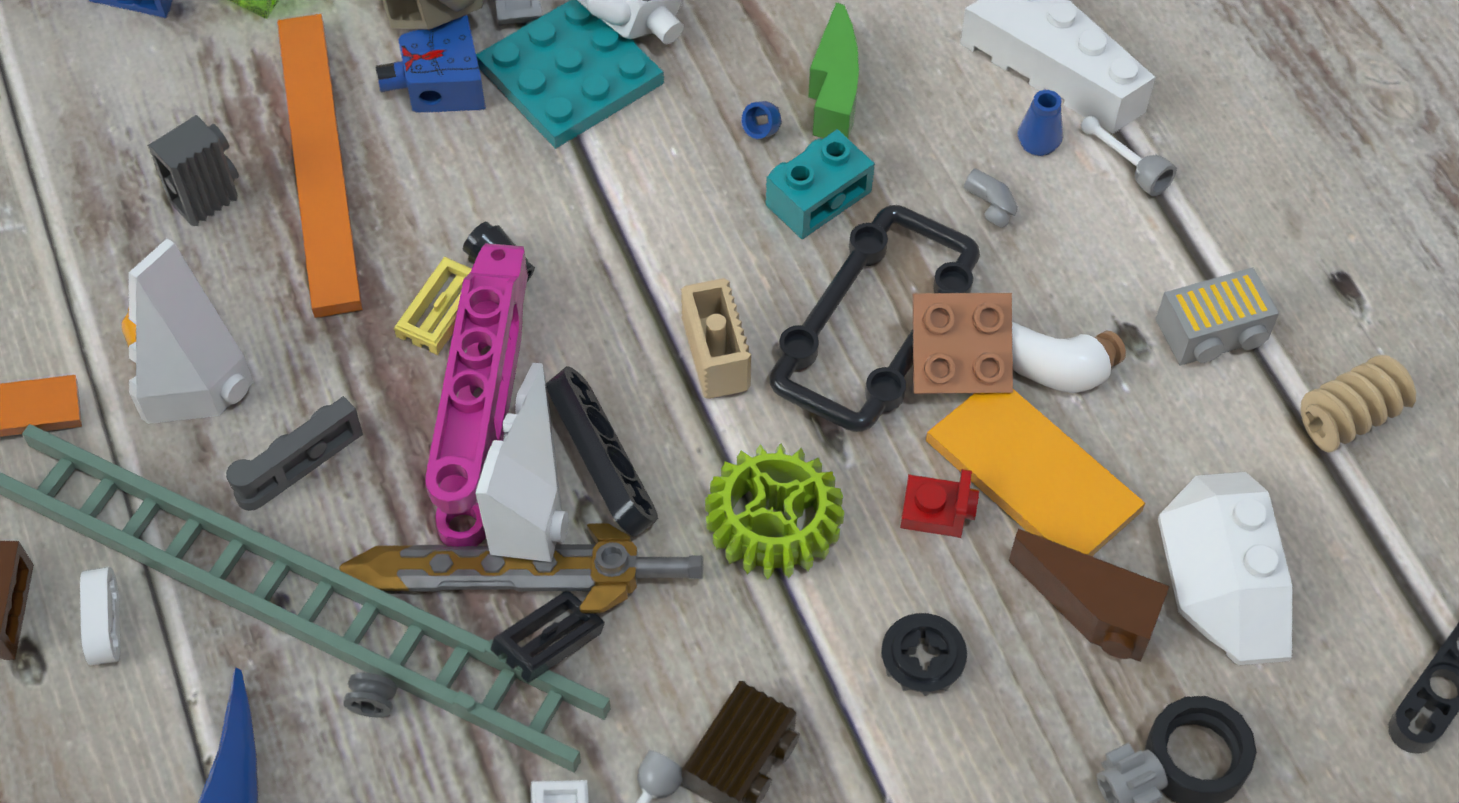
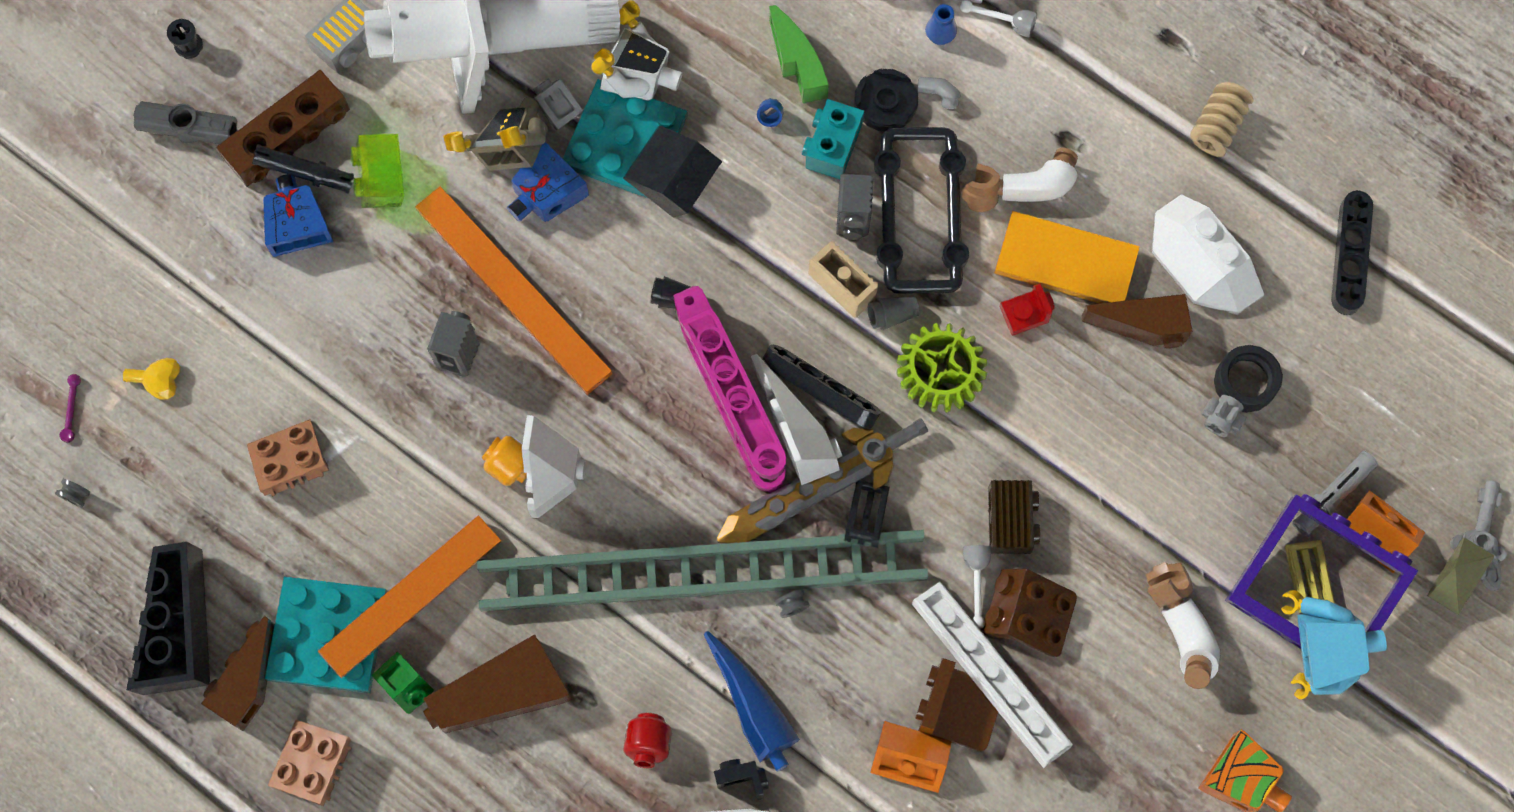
camera: 30 degrees left, 15 degrees up
(55, 759) = (647, 740): none -> red head
(100, 616) = (607, 647): white beam -> none
(294, 455) = (645, 490): dark grey plate -> none
(422, 336) = (660, 372): light yellow tile -> none
(593, 118) = (672, 171): none -> black slope
(757, 412) = (892, 311): none -> dark grey cone
(787, 259) = (854, 206): none -> dark grey brick
(919, 176) = (887, 99): none -> black tile
(940, 638) = (1074, 390): black gear -> none
(962, 343) = (987, 204): nougat hinge -> none
(1217, 316) = (1115, 103): light grey brick -> none

